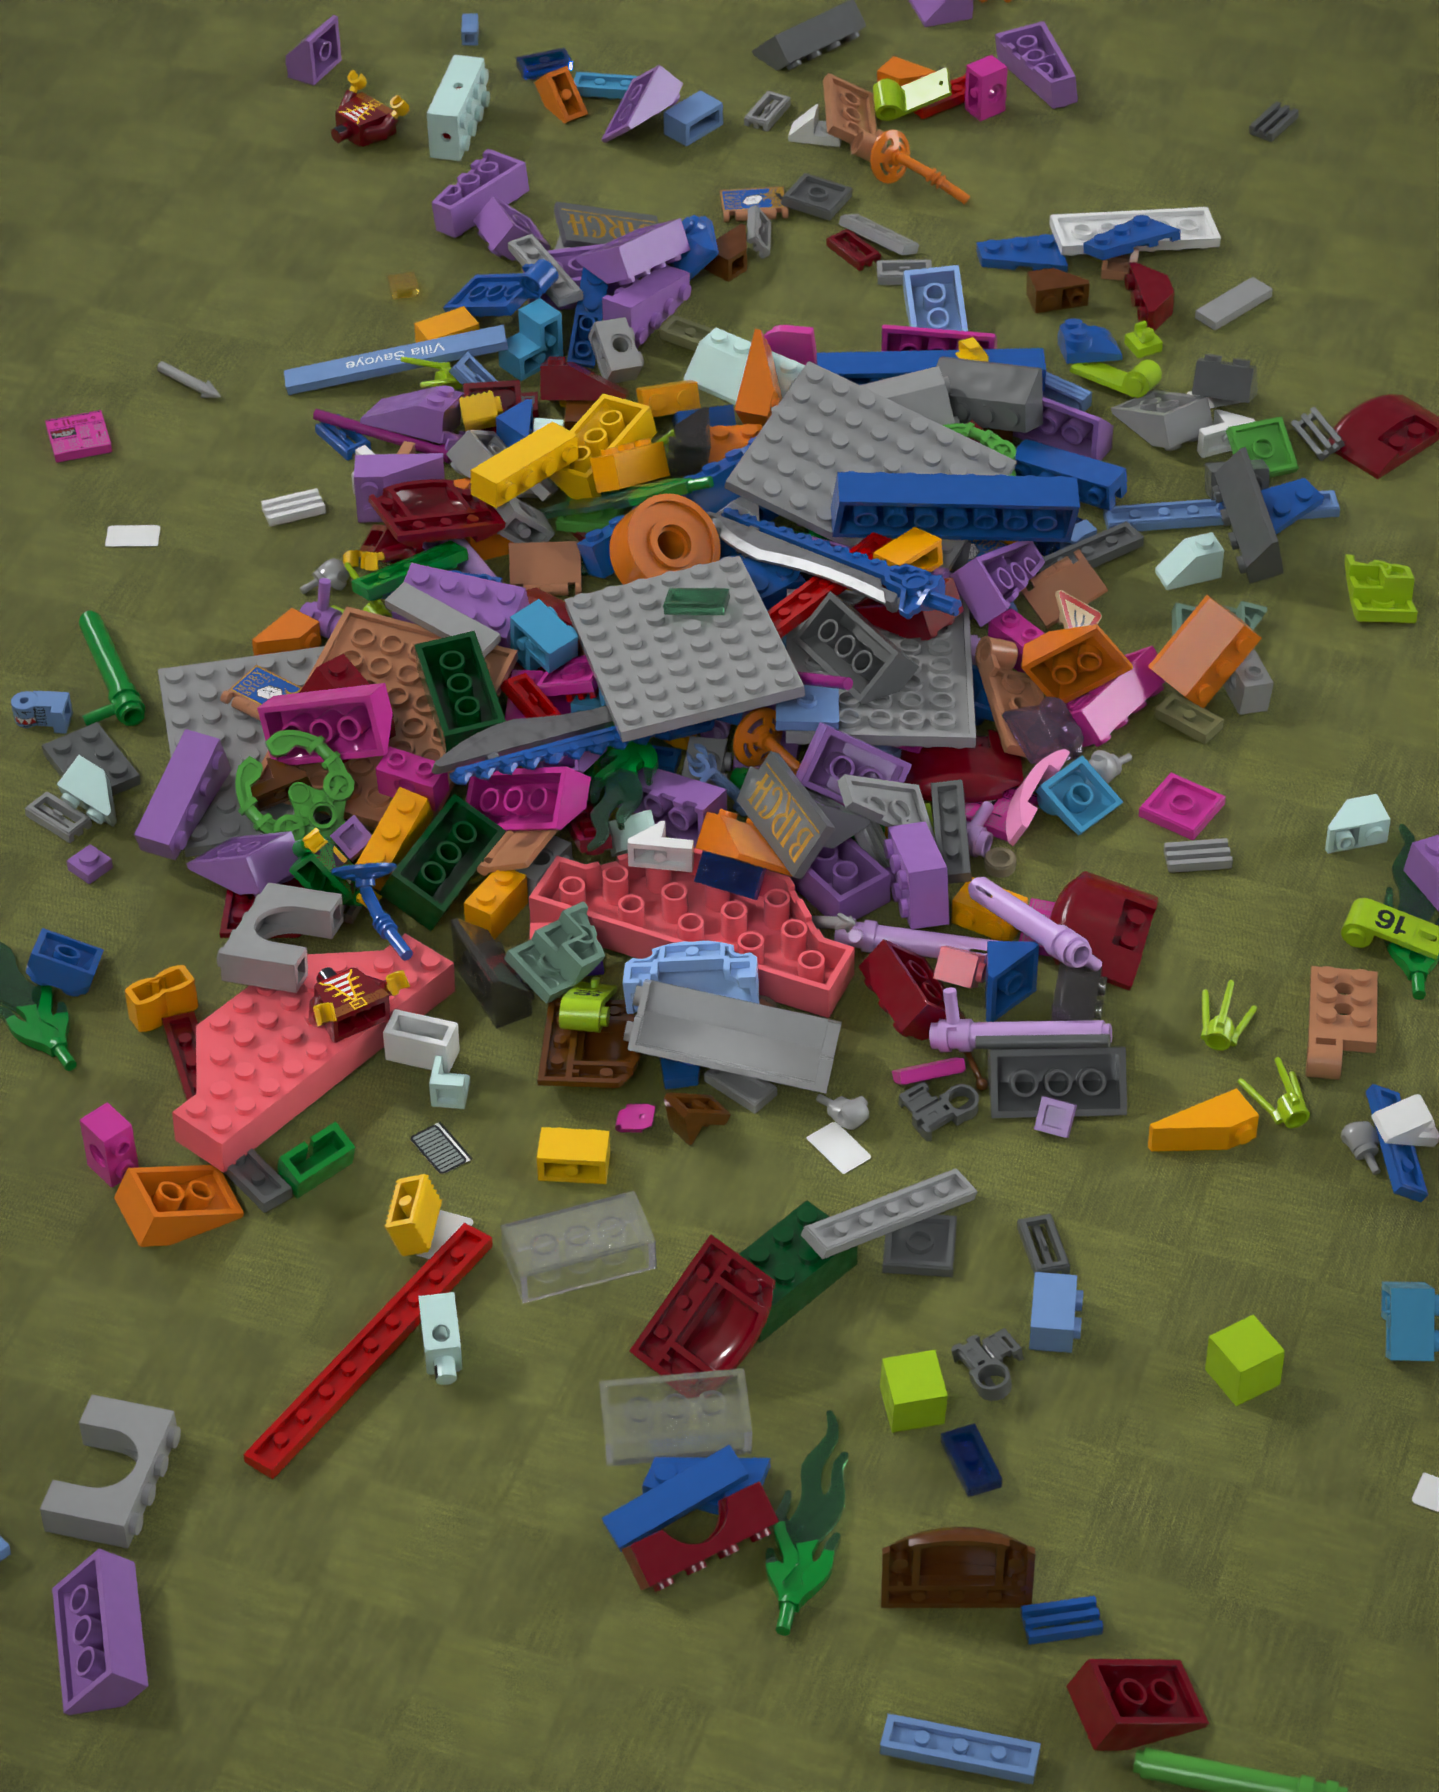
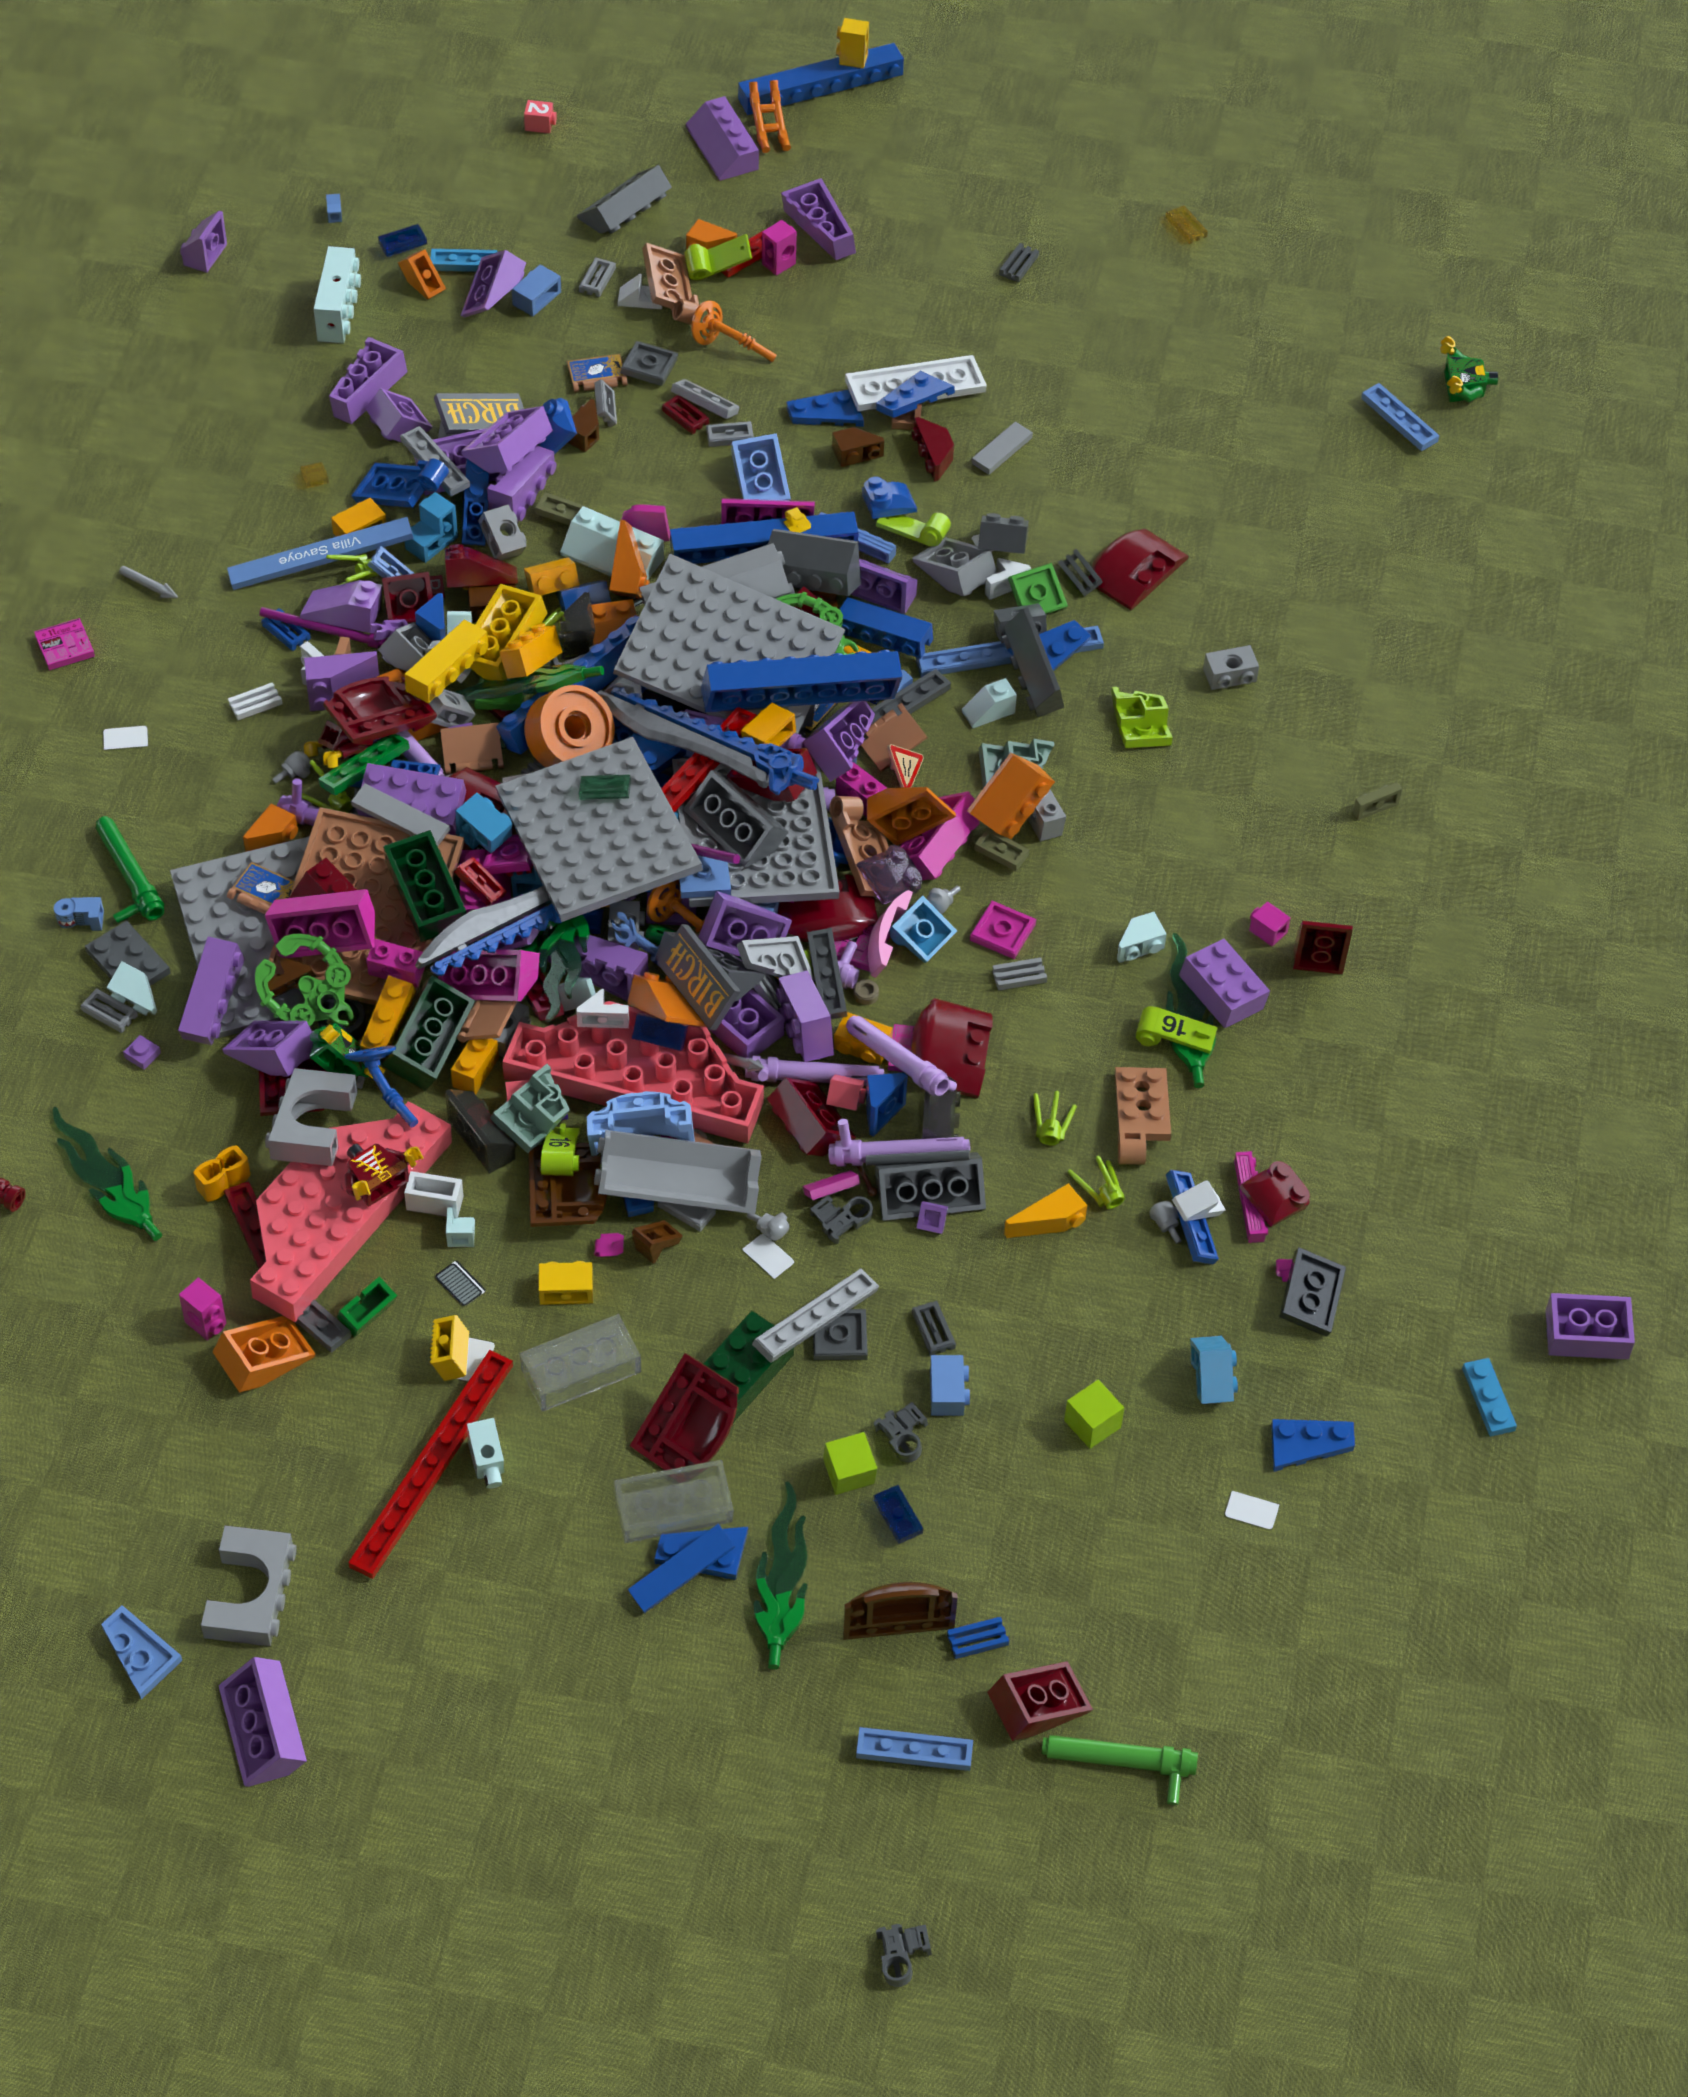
camera: 10 degrees left, 10 degrees up
(63, 963) = (138, 1146): blue slope -> none
(352, 837) = (354, 1018): medium lavender plate -> none
(364, 118) = (257, 308): dark red torso -> none
(480, 410) = (400, 604): yellow brick -> none
(740, 1516) = (733, 1580): dark red arch -> none
(1143, 341) = (932, 490): lime tile -> none

